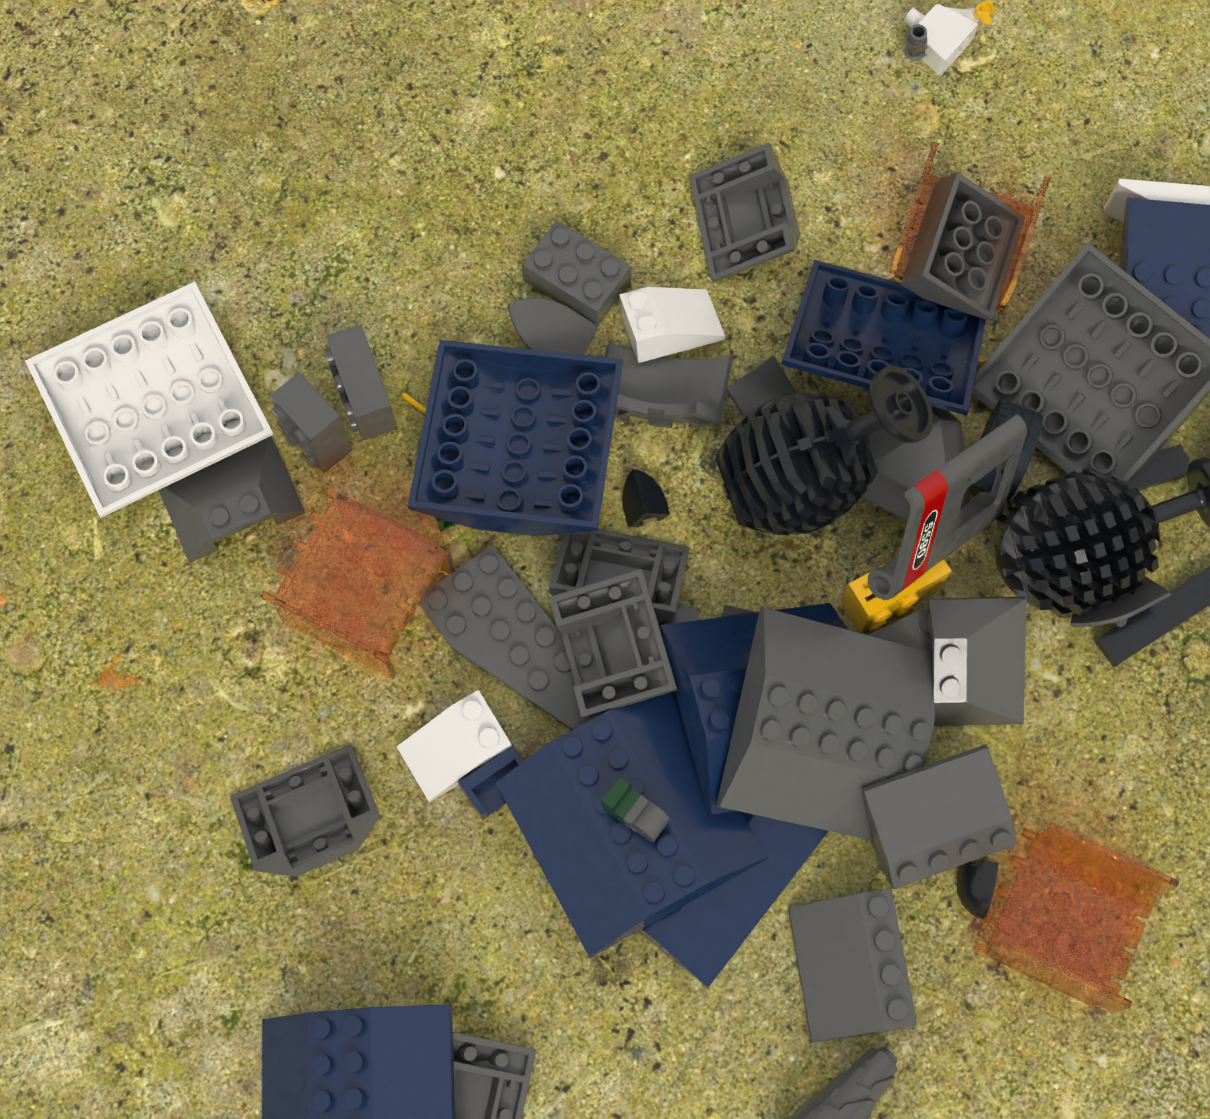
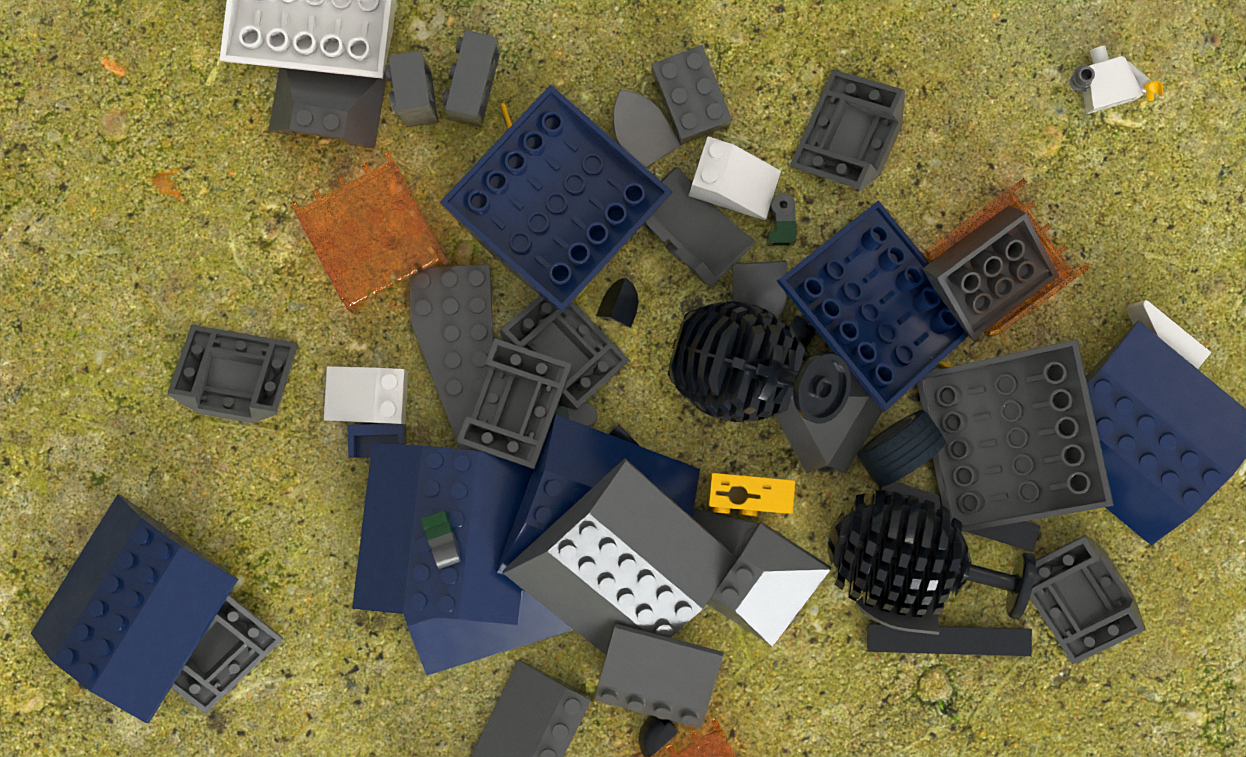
camera: 30 degrees right, 15 degrees up
(743, 329) = (784, 215): none -> leg
(935, 518) = (814, 478): dark grey piece -> none

